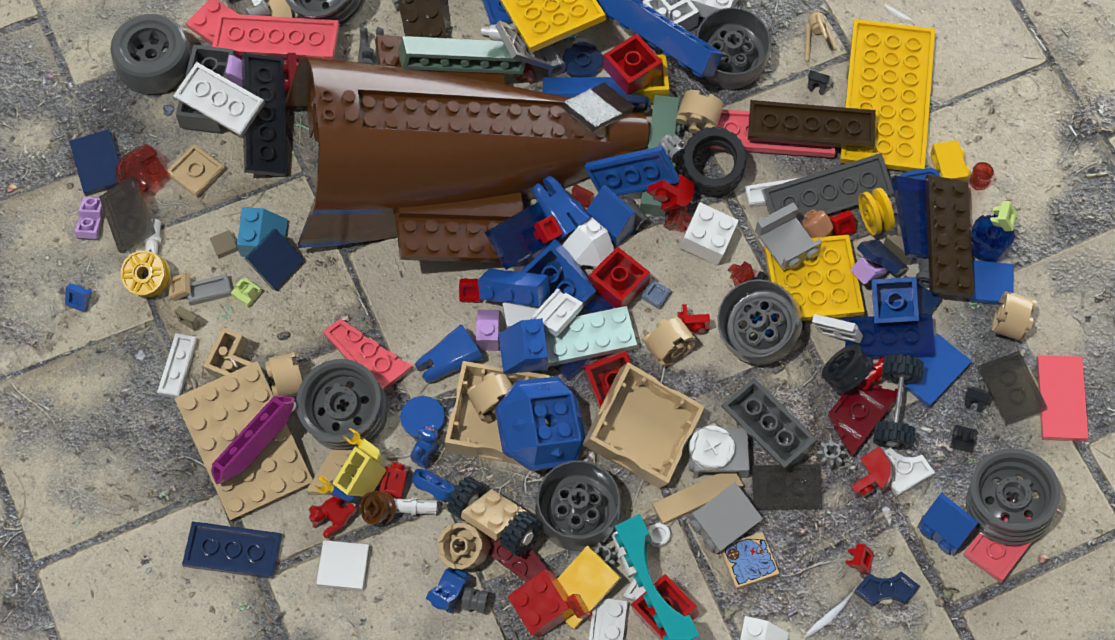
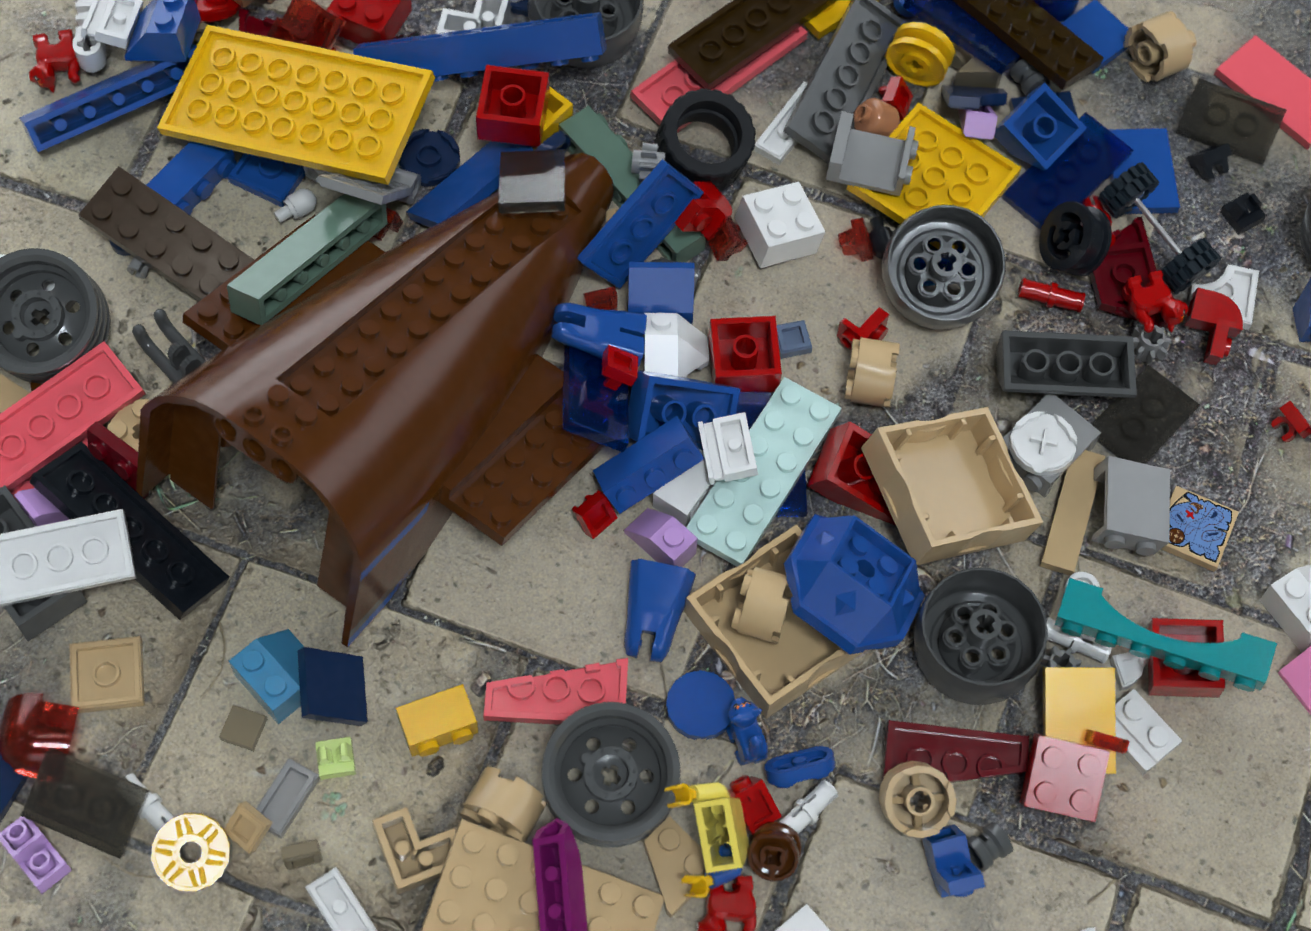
camera: 50 degrees left, 0 degrees up
(302, 315) = (437, 721): none -> yellow brick
(494, 515) = (914, 732): plate -> none
(524, 347) = (740, 517): blue slope -> none
(699, 111) = (632, 101): tan brick -> none
(809, 387) = (1051, 295): none -> red pin
(837, 328) = (1019, 206): white plate -> none
(852, 433) = (1151, 300): none -> red animal

